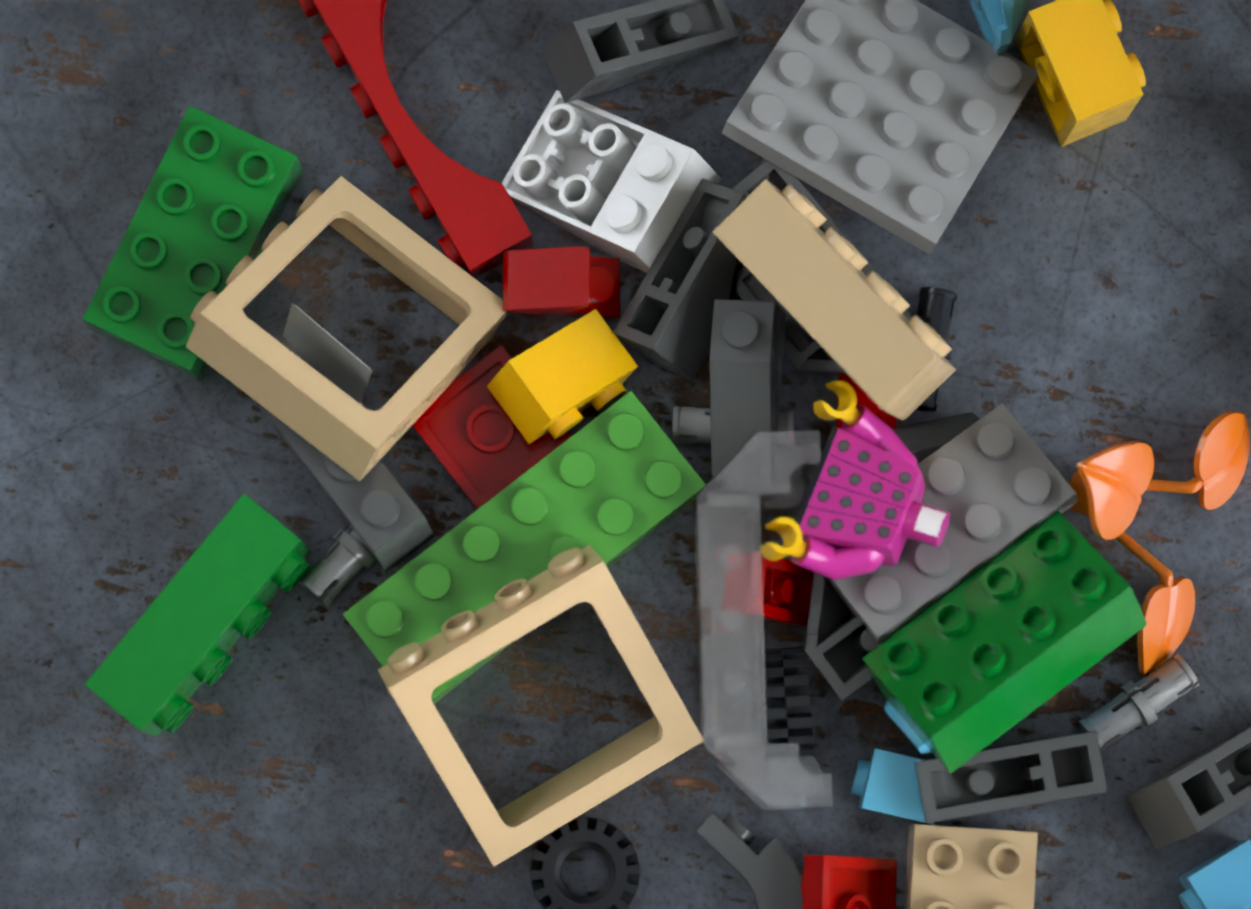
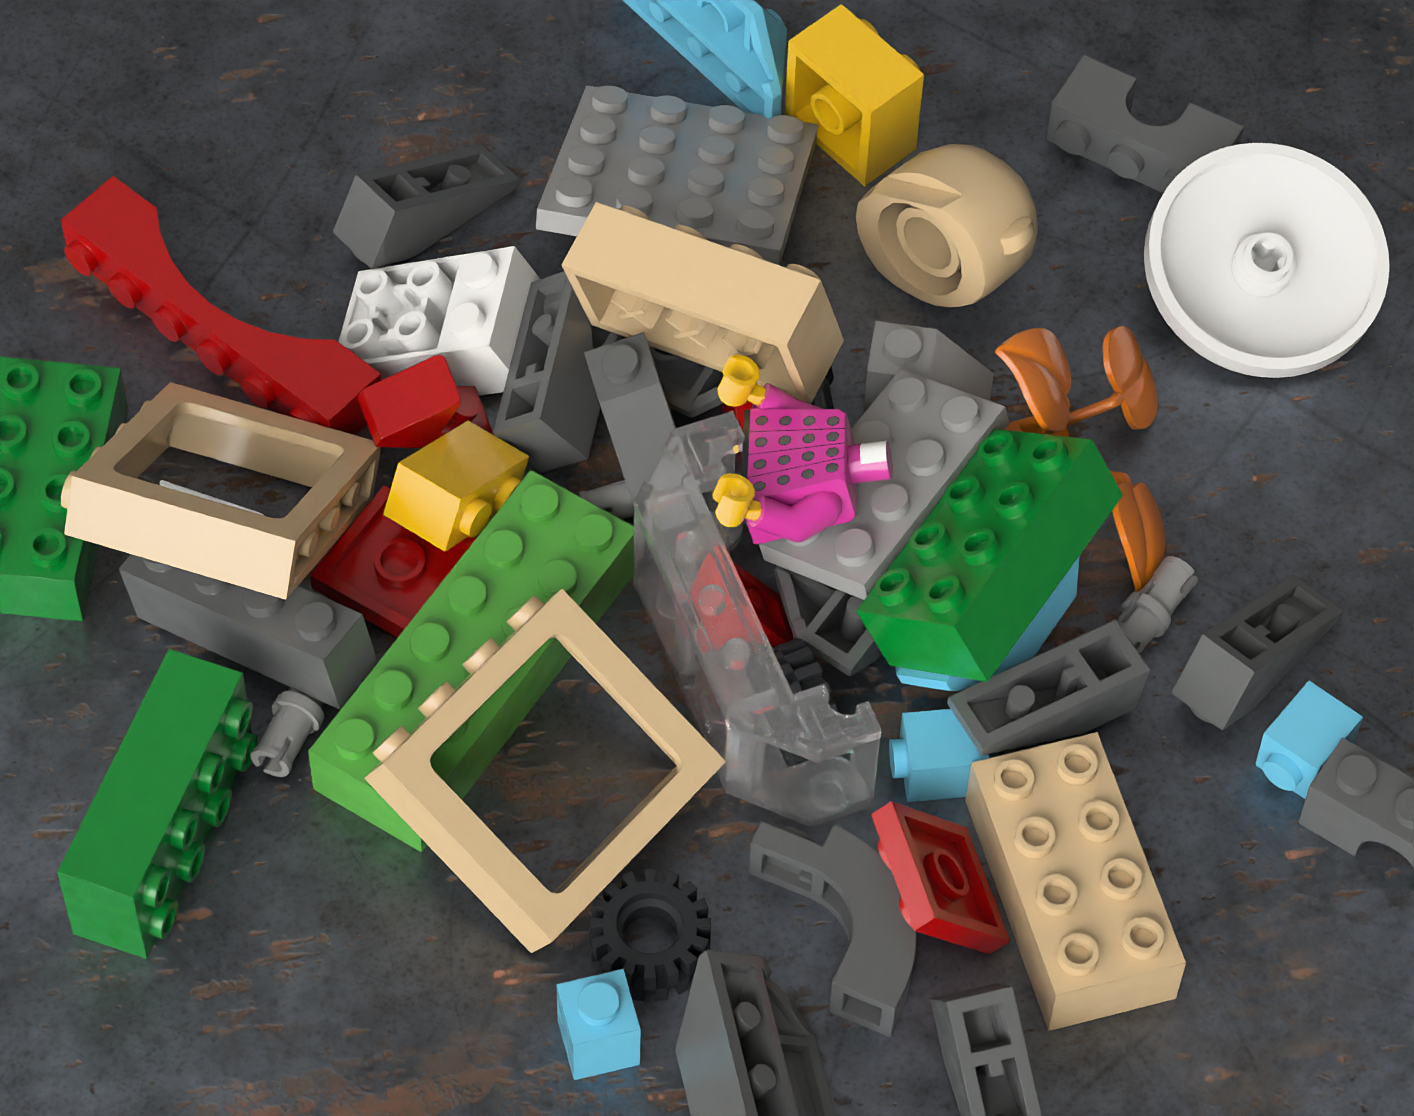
camera: 20 degrees left, 25 degrees down
(1035, 393) = (924, 354): none -> light grey slope
(1115, 247) = (949, 225): none -> tan piece

